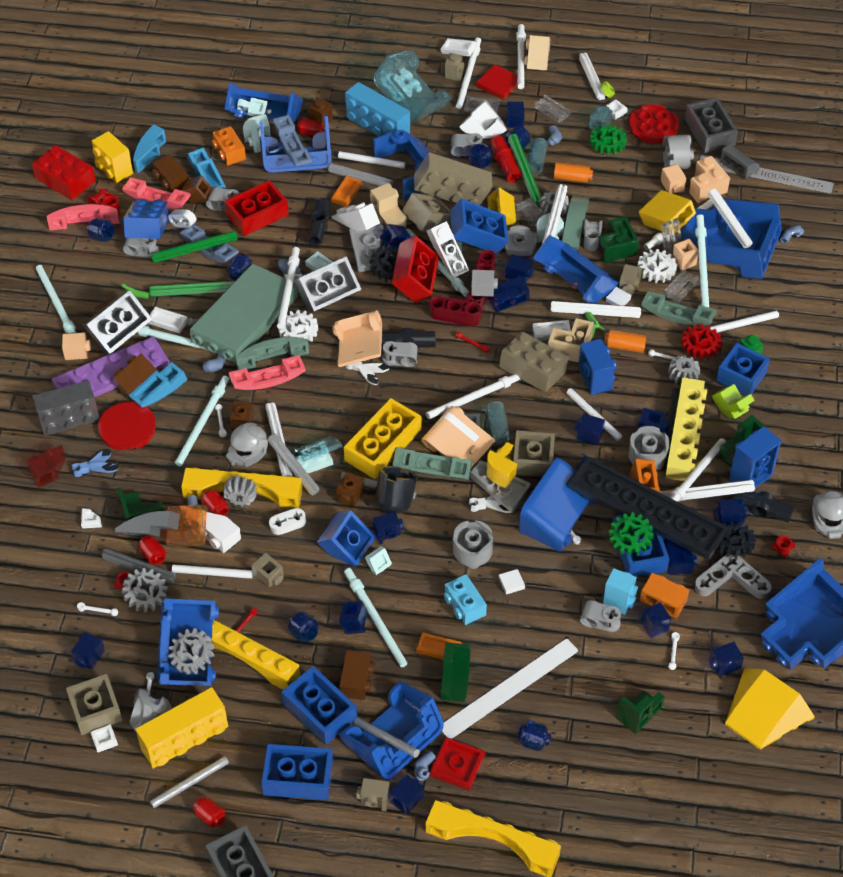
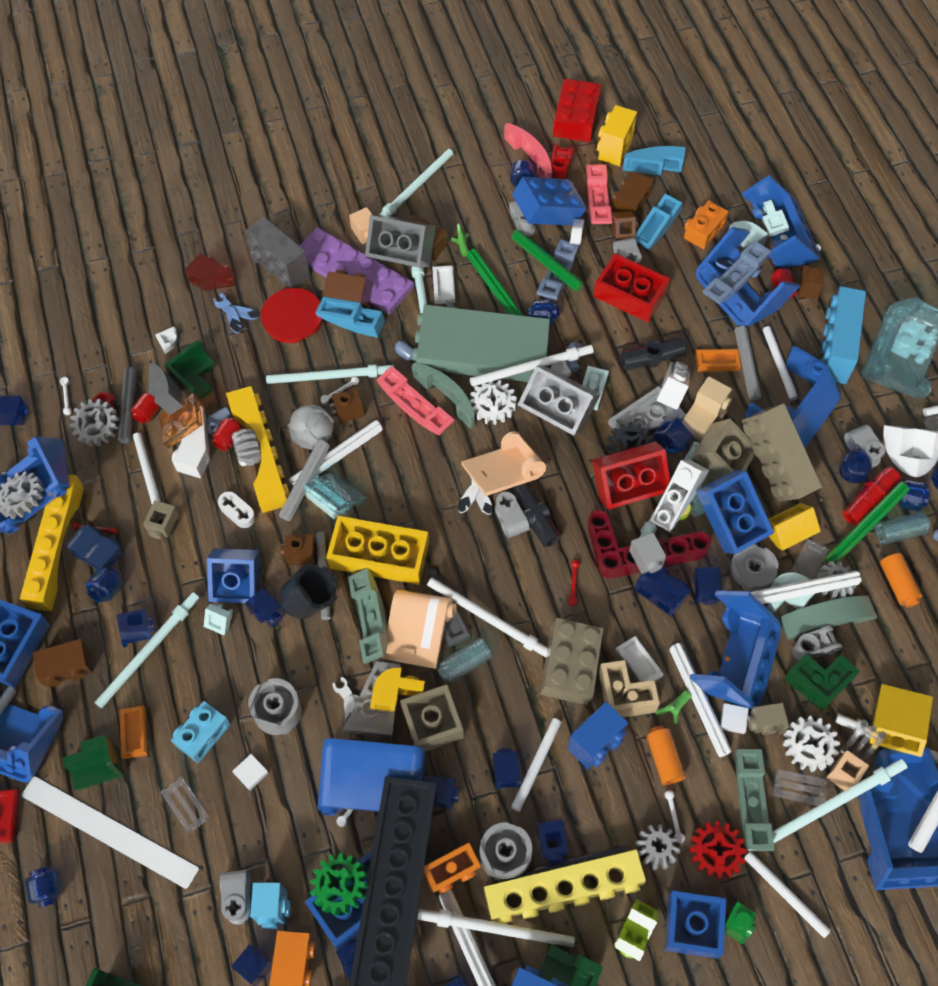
camera: 65 degrees right, 10 degrees up
(266, 625) = (93, 548): none -> dark blue brick
(514, 627) = (173, 787): none -> clear tile

